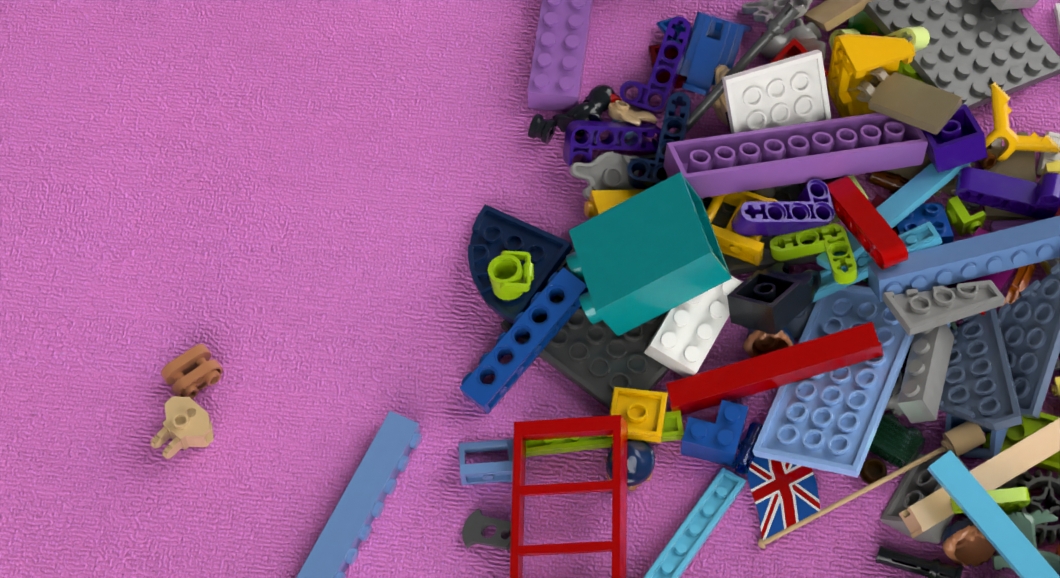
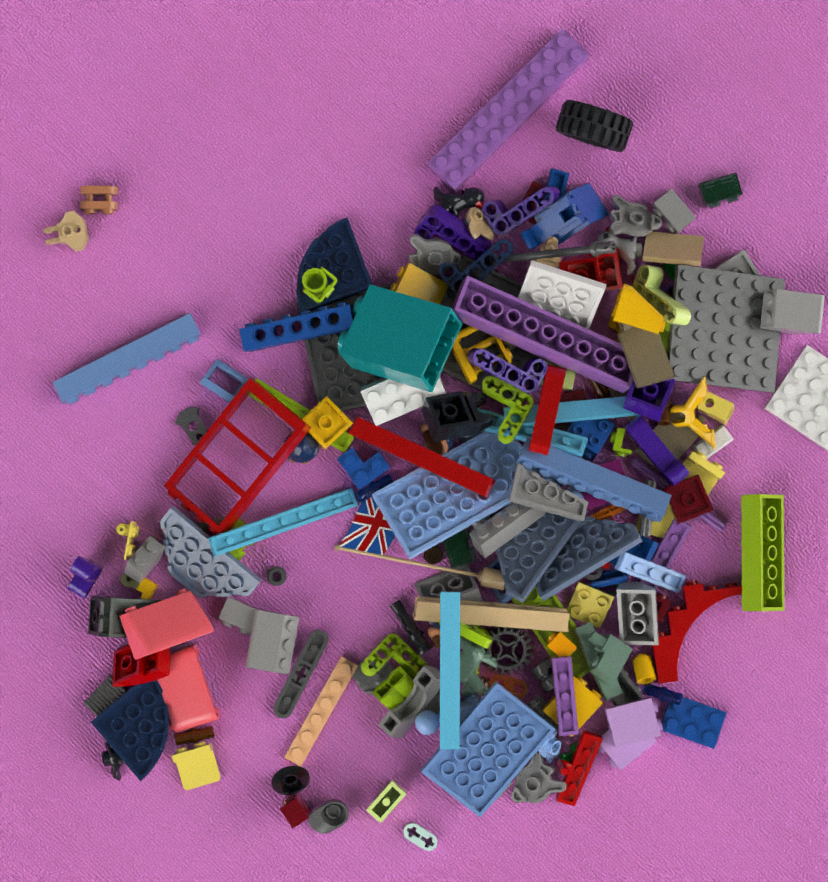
camera: 35 degrees right, 25 degrees up
(542, 128) = (421, 190): black wheel -> none
(1029, 112) = (720, 411): none -> light yellow torso

